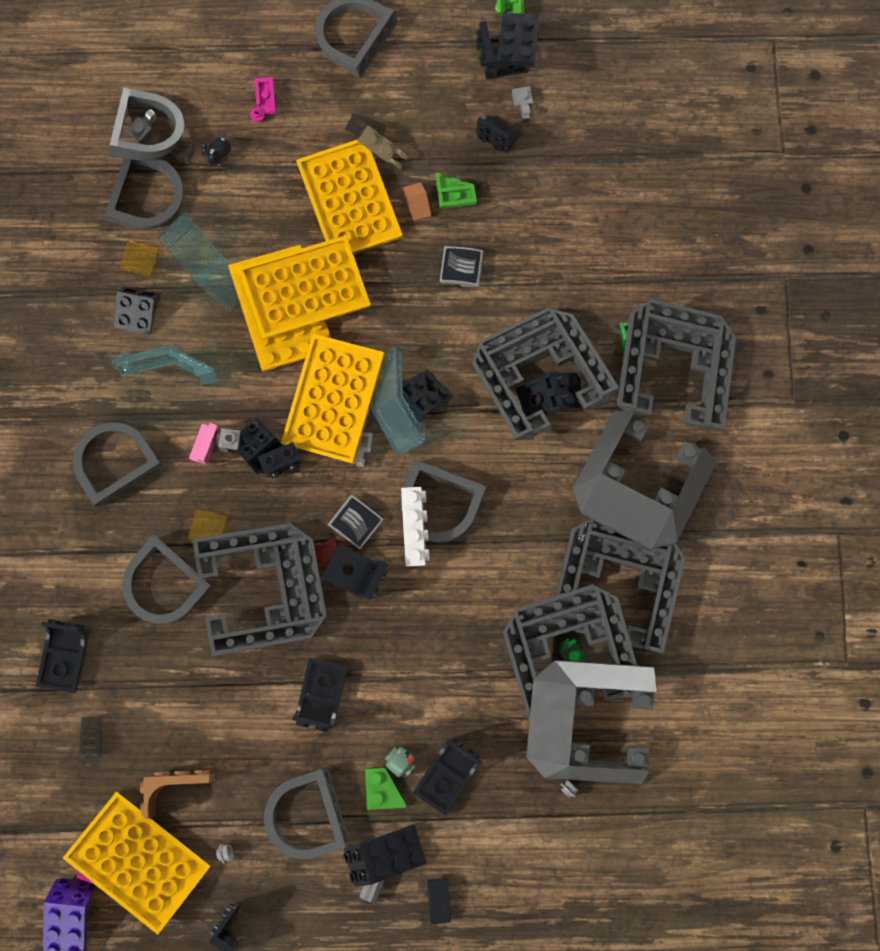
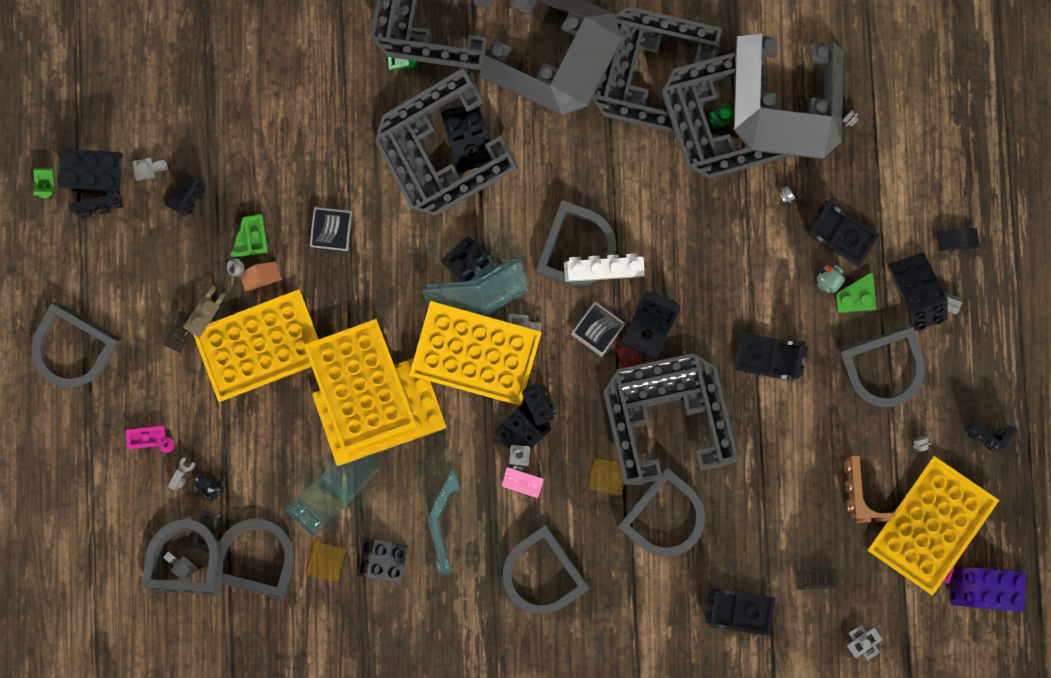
camera: 85 degrees left, 5 degrees up
(22, 784) = (864, 643): none -> light grey piece
(225, 124) = (178, 479): none -> light grey plate
(425, 177) = (235, 267): none -> light grey plate
(490, 719) = (787, 194): none -> light grey plate

